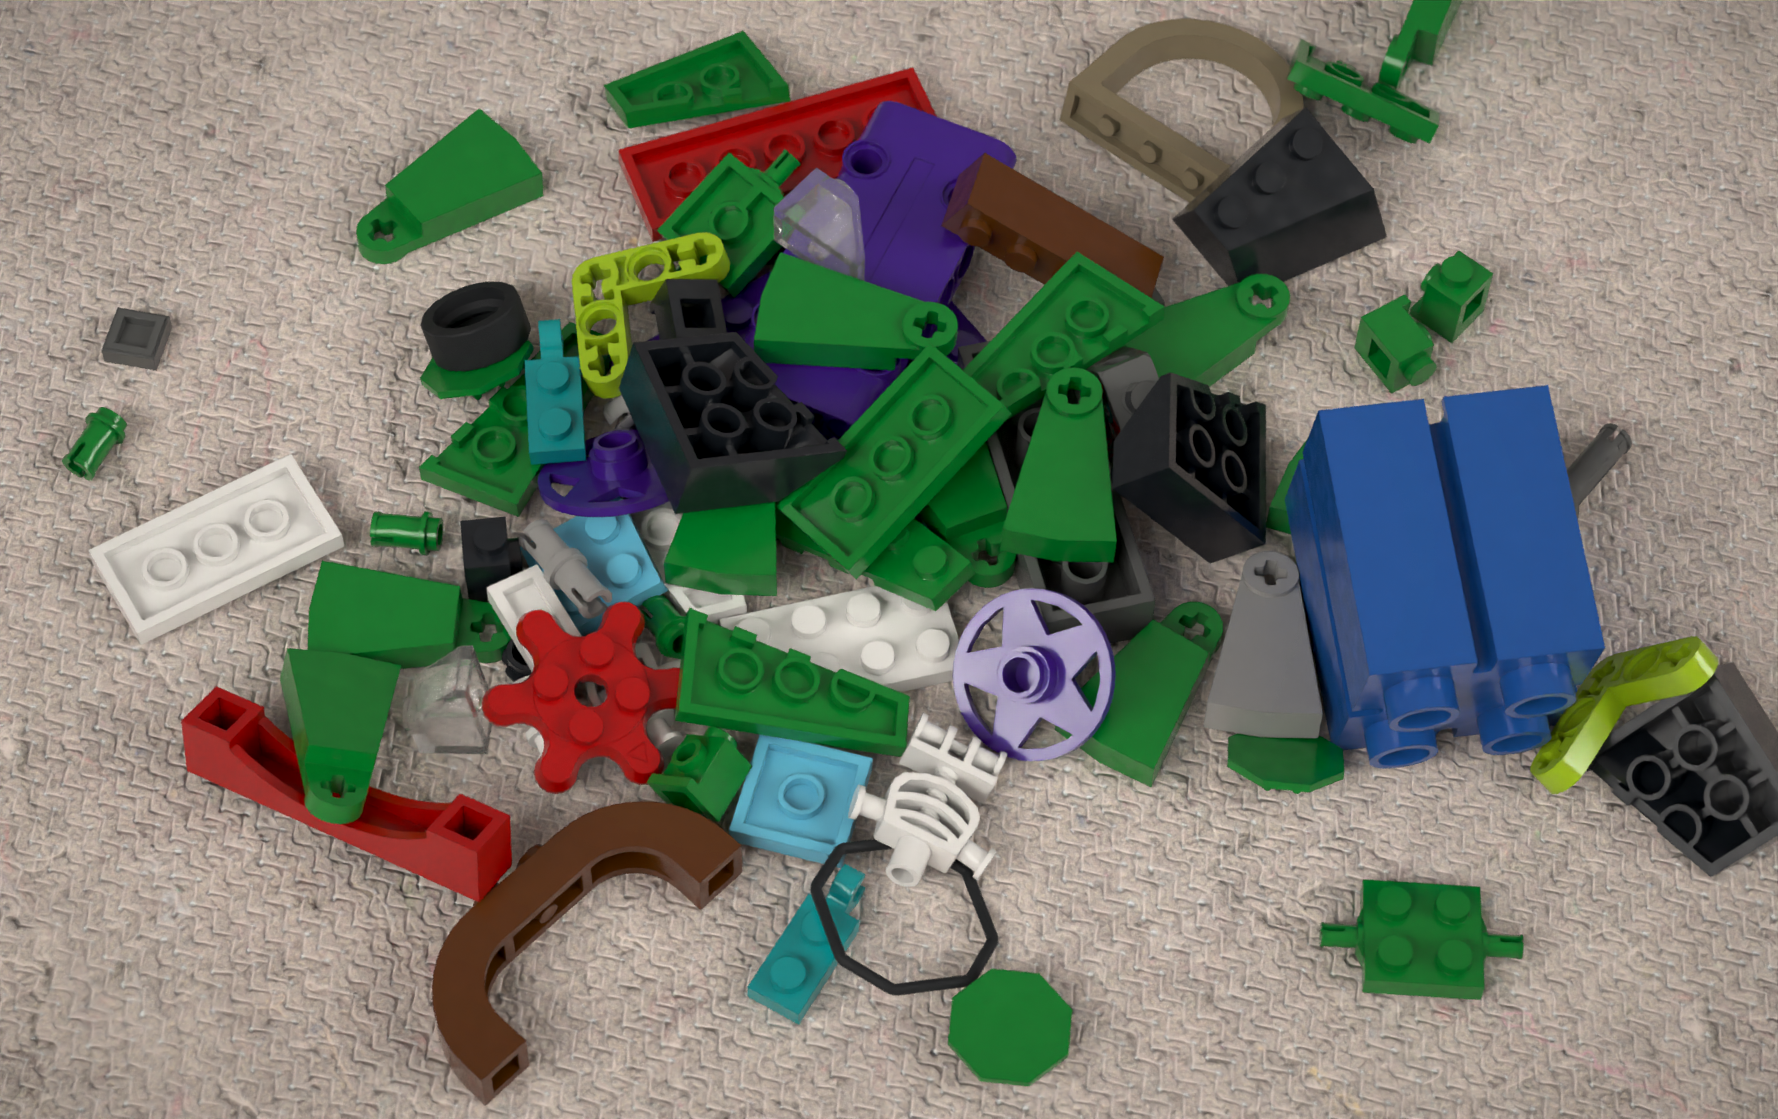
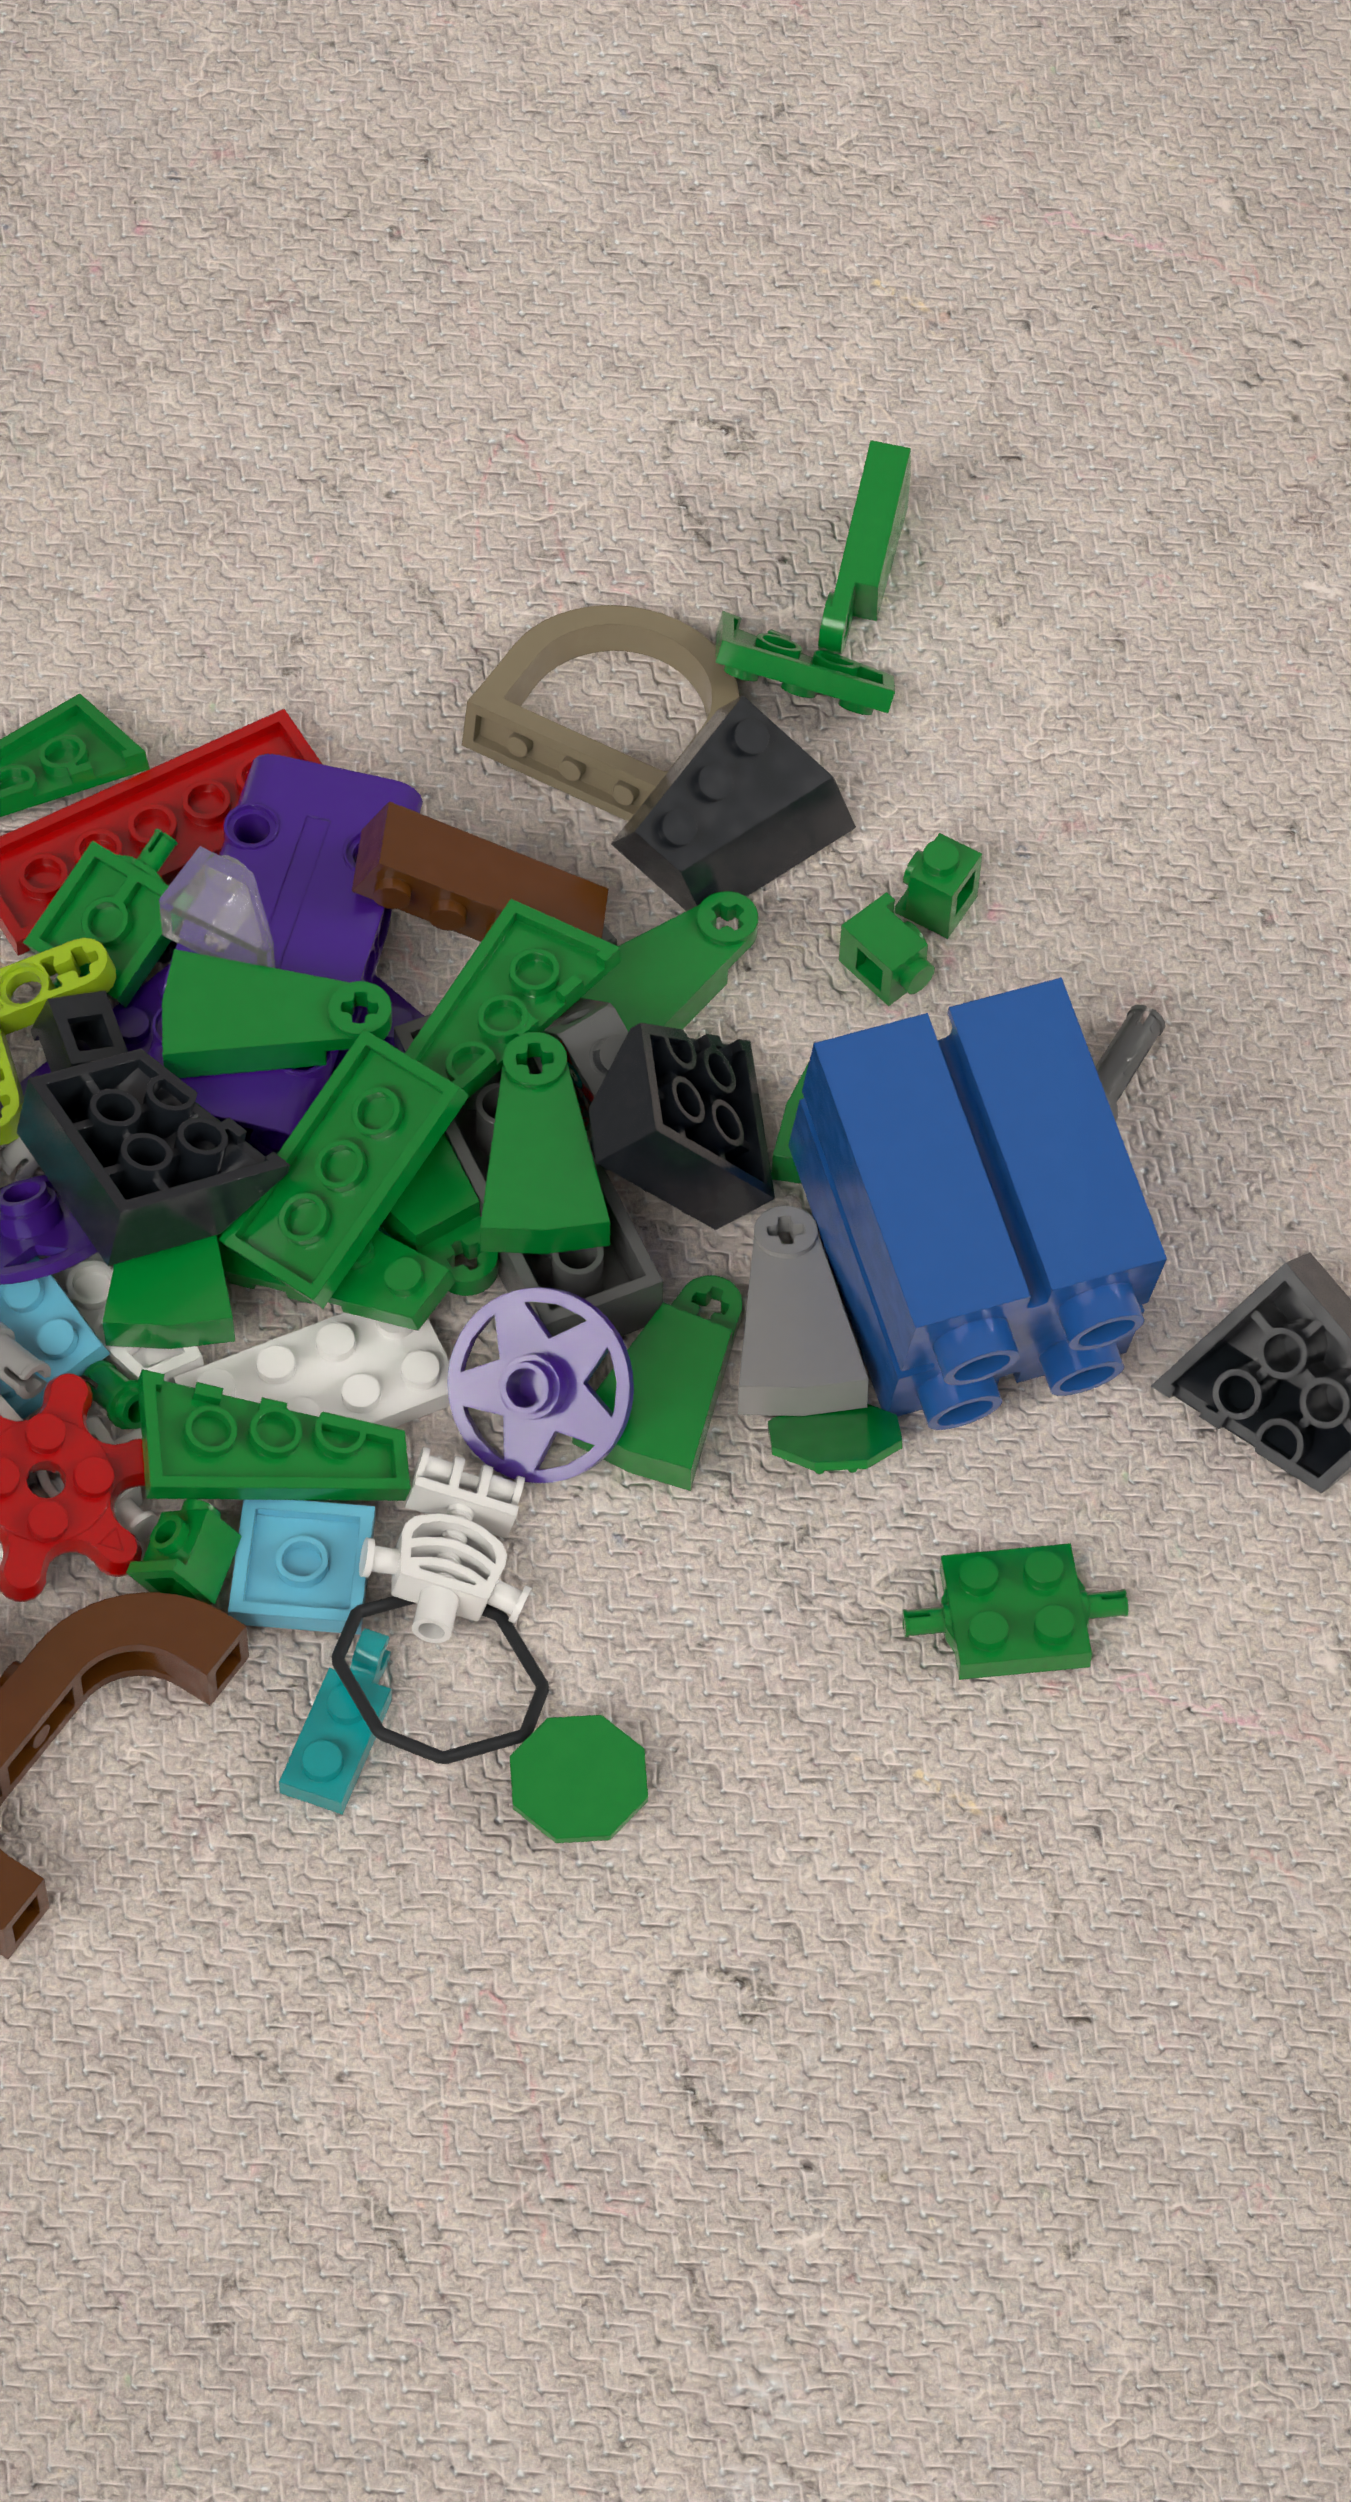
camera: 10 degrees left, 0 degrees up
(1609, 688) = (1177, 1306): lime beam -> none

